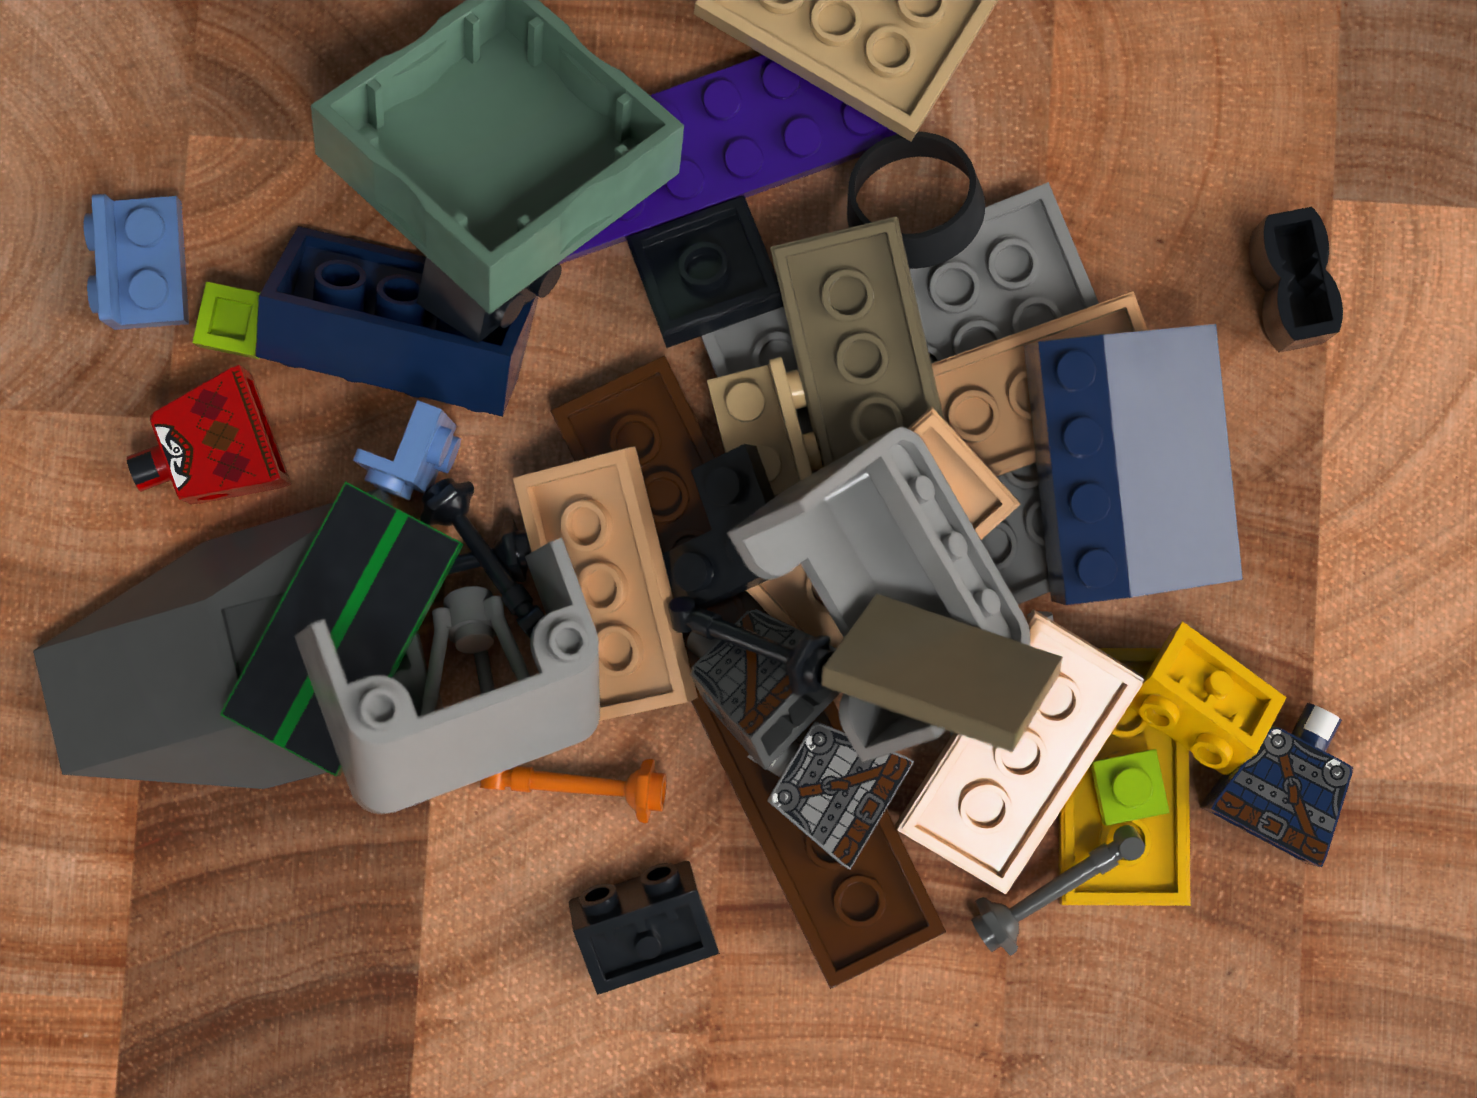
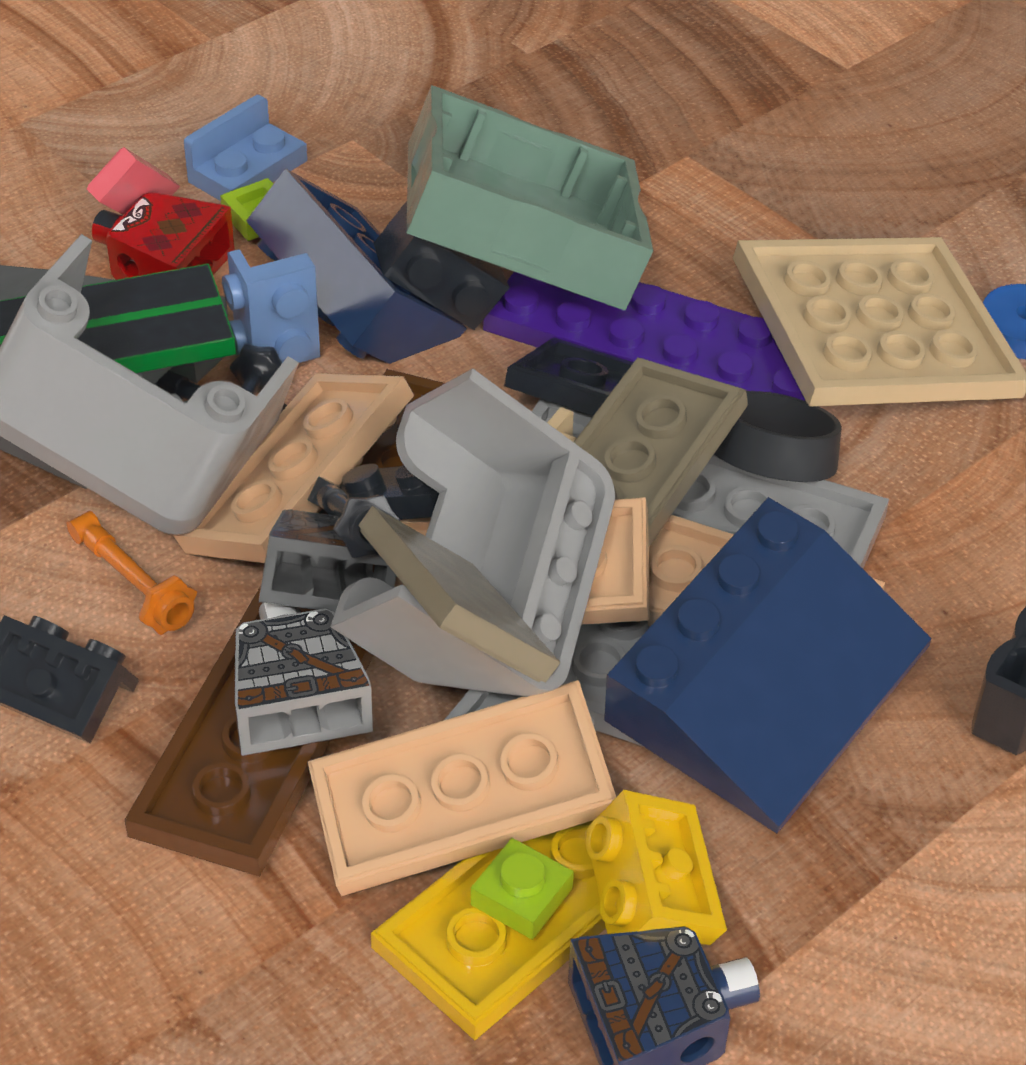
camera: 40 degrees right, 40 degrees down
(137, 426) = (127, 179): none -> coral tile
(999, 924) = (304, 899): dark grey piece -> none

